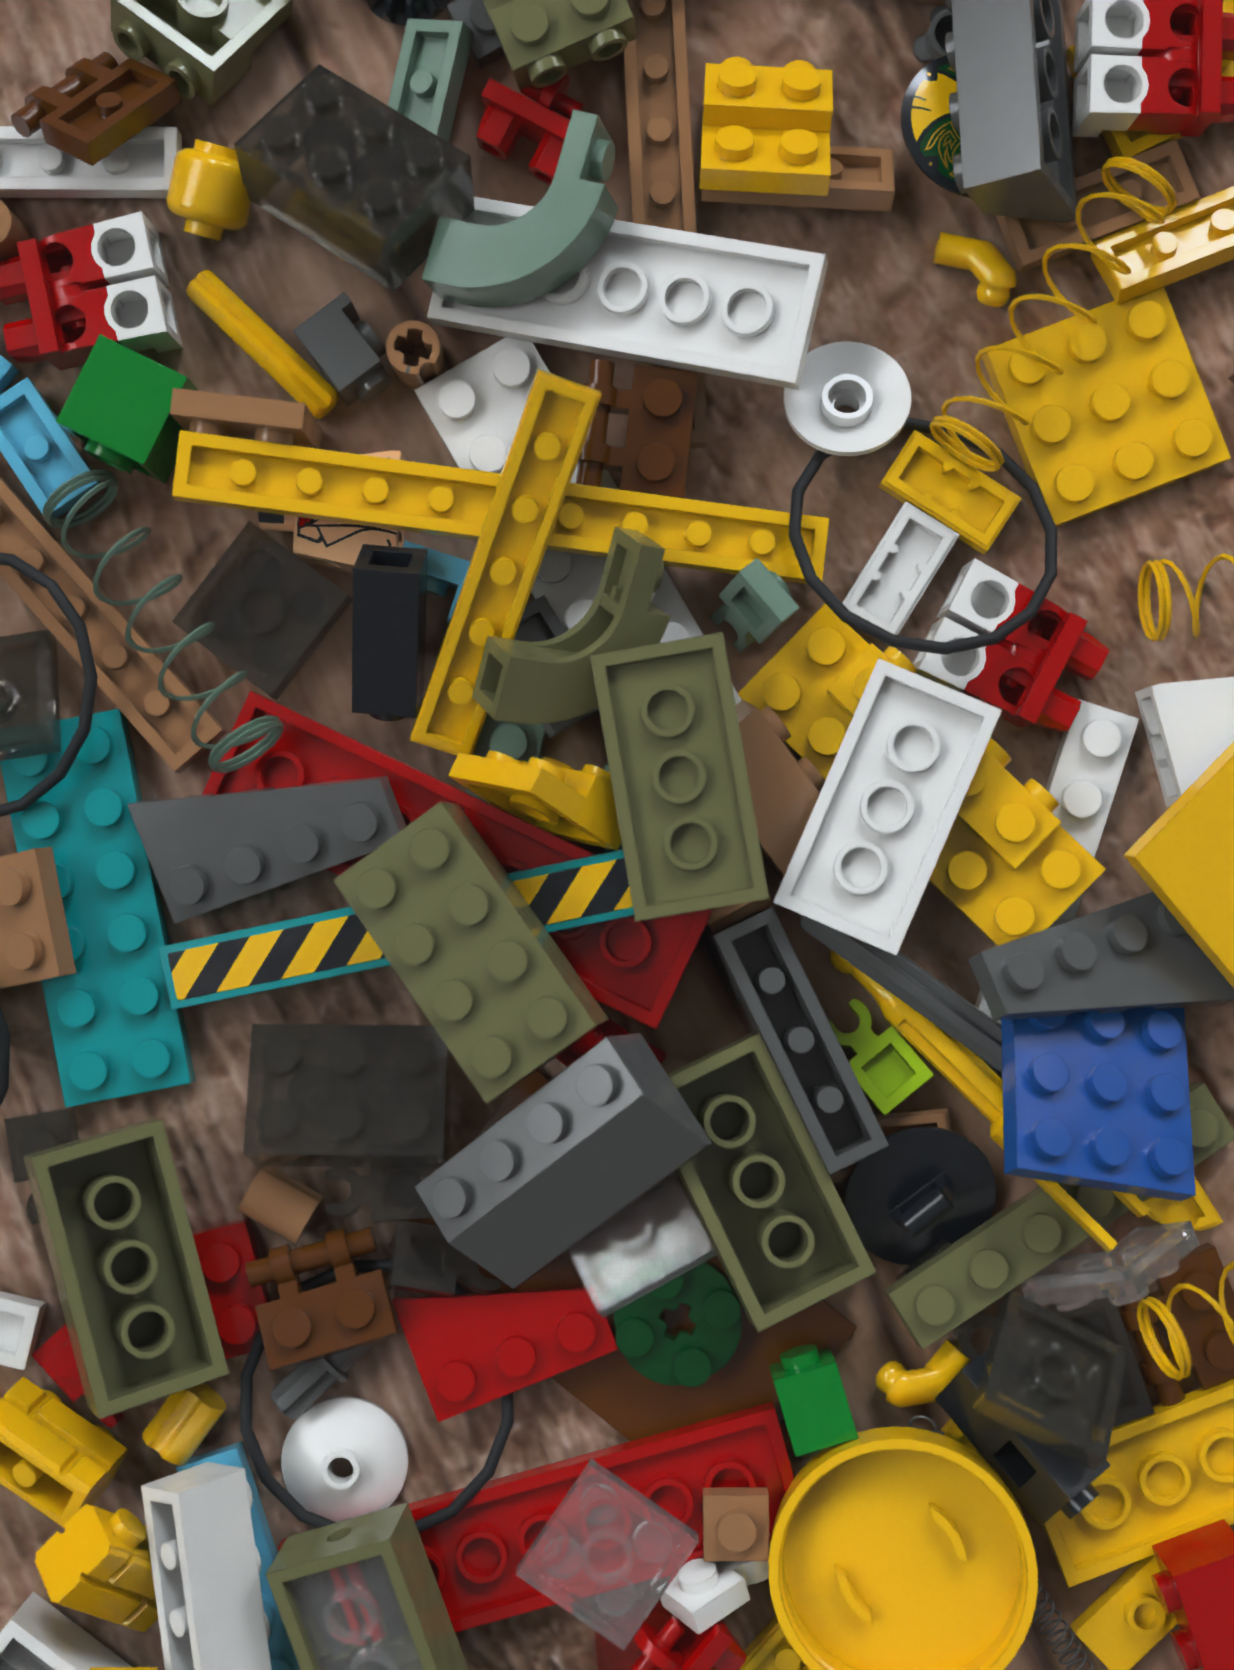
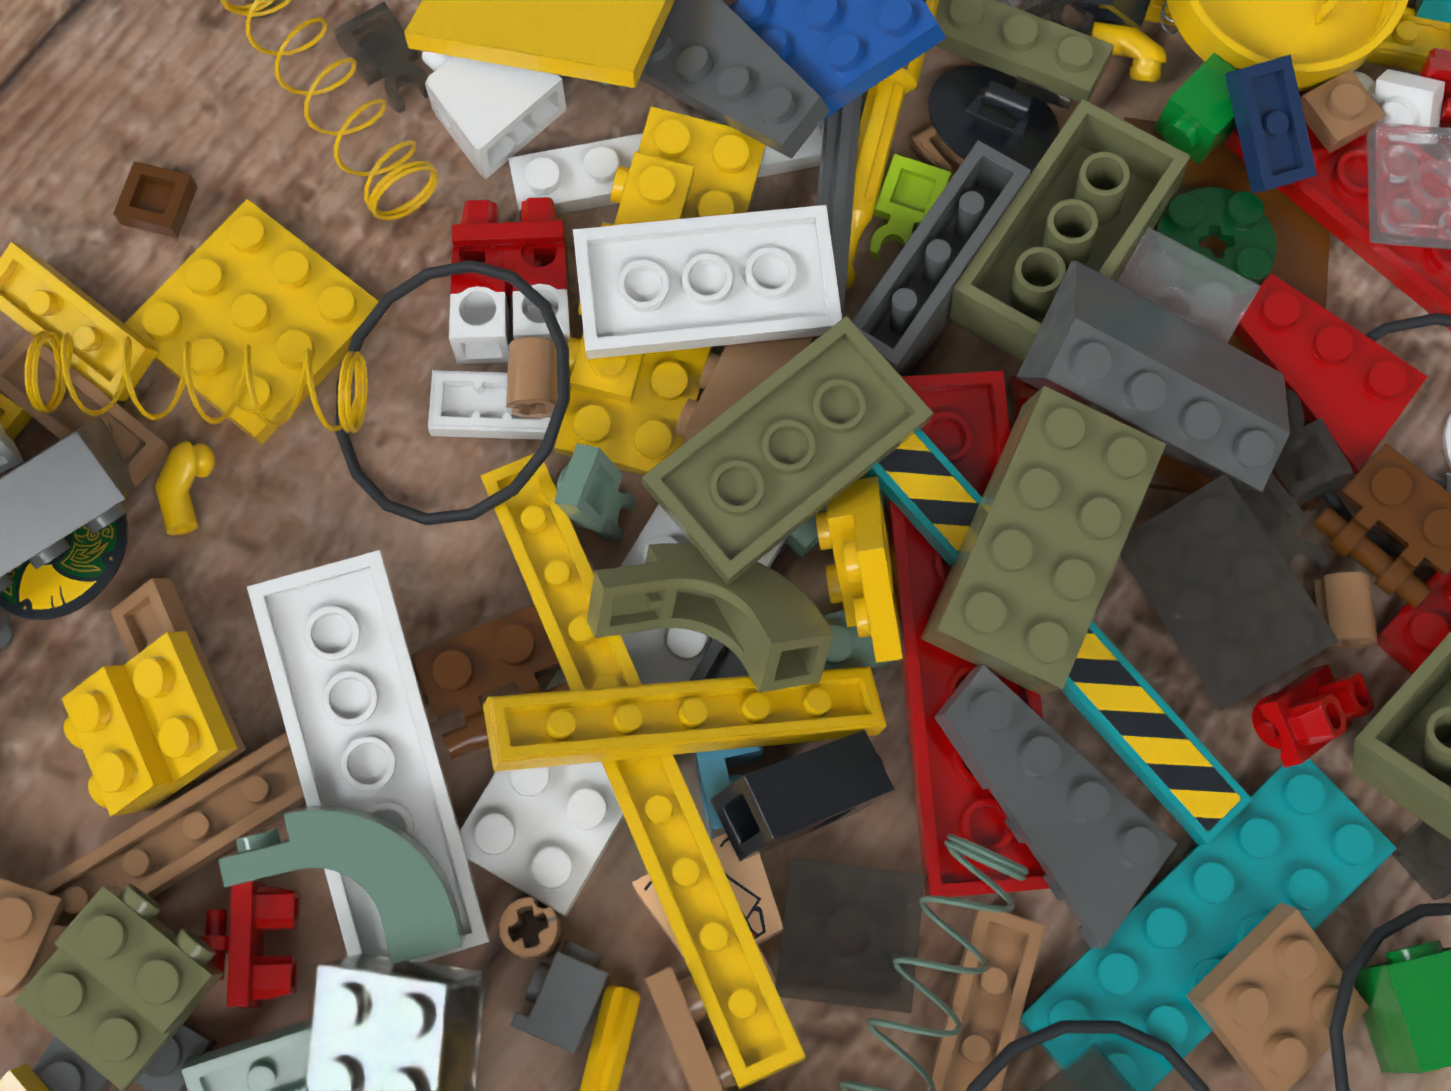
camera: 120 degrees left, 15 degrees down
(210, 1104) = (1310, 712): none -> red hips
(752, 1437) = (1271, 124): none -> dark blue plate
(852, 377) = (345, 502): white dish -> none
(895, 608) = (532, 377): none -> medium nougat piece
(950, 491) = (398, 401): yellow plate -> none

